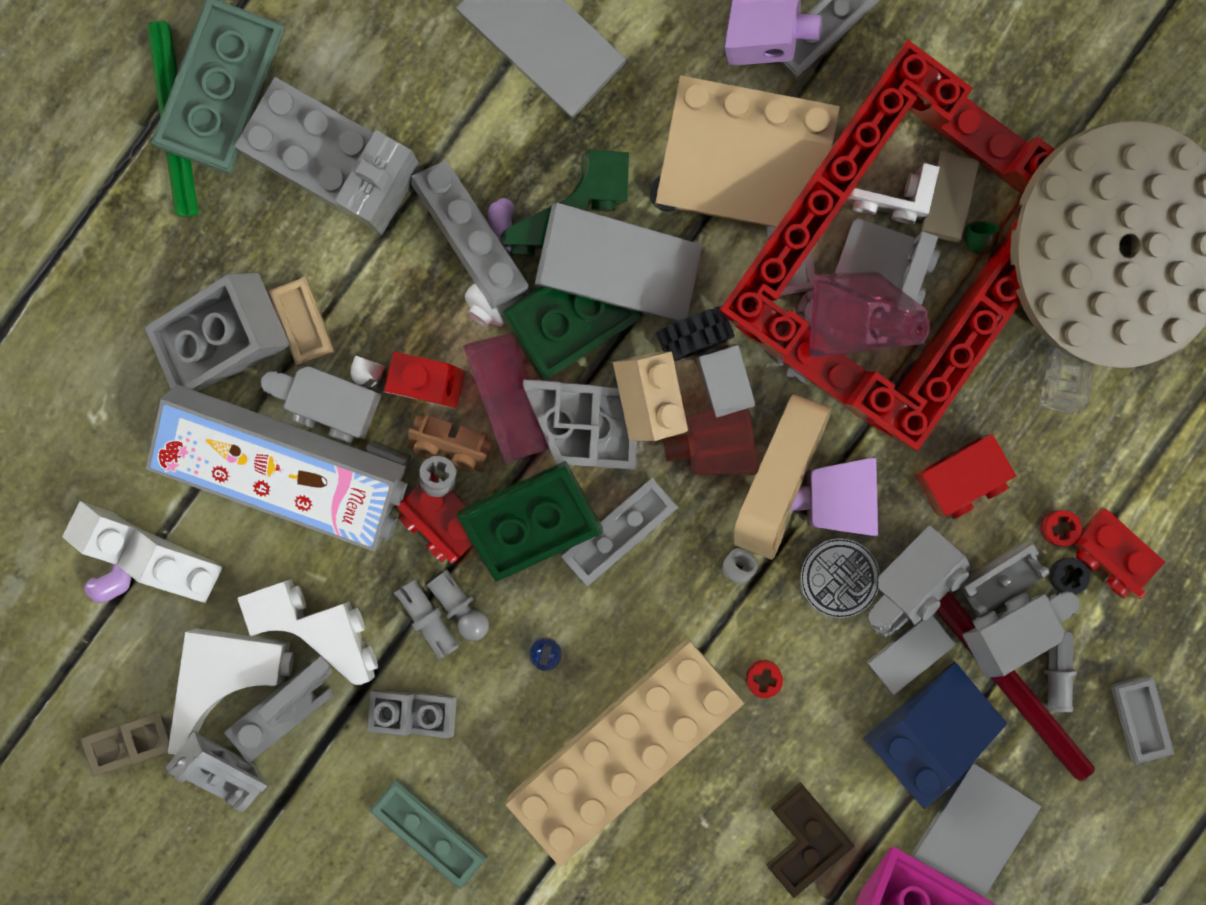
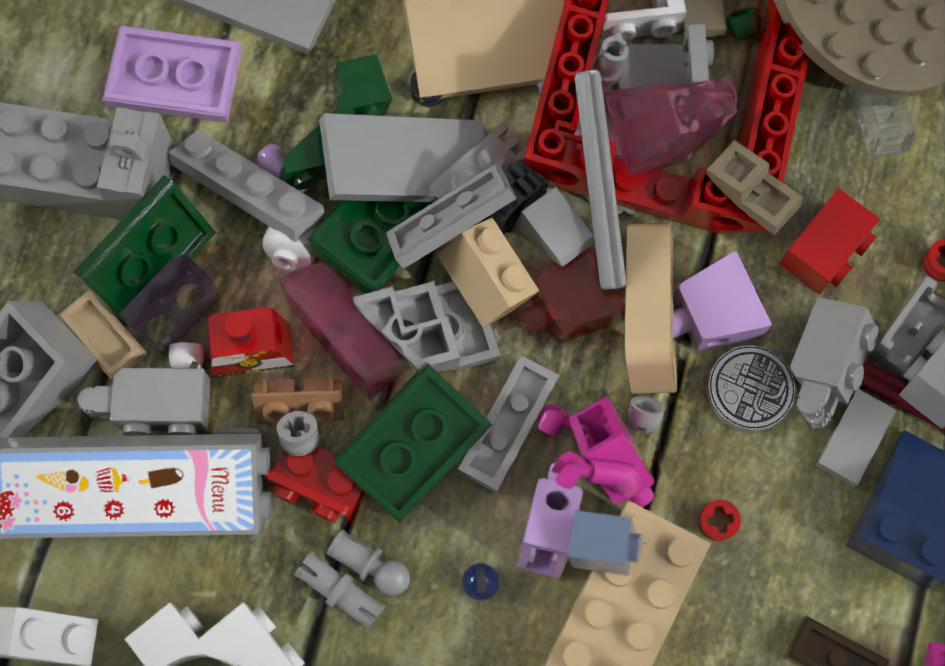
camera: 25 degrees left, 15 degrees down
(353, 310) = (168, 283): none -> piece
(360, 266) = (143, 244): none -> dark green tile
(442, 94) = (173, 74): none -> lavender tile
(610, 644) = (549, 527): none -> lavender torso
(634, 340) = (450, 215): none -> light grey tile
(652, 675) = (603, 543): none -> sand blue brick
(680, 295) = (482, 156): none -> light grey hinge
(690, 591) = (607, 449): none -> dark pink torso
(778, 355) = (600, 179): none -> light grey axle
(834, 242) = (610, 61): none -> light grey pin
(913, 411) = (750, 186): none -> dark tan slope

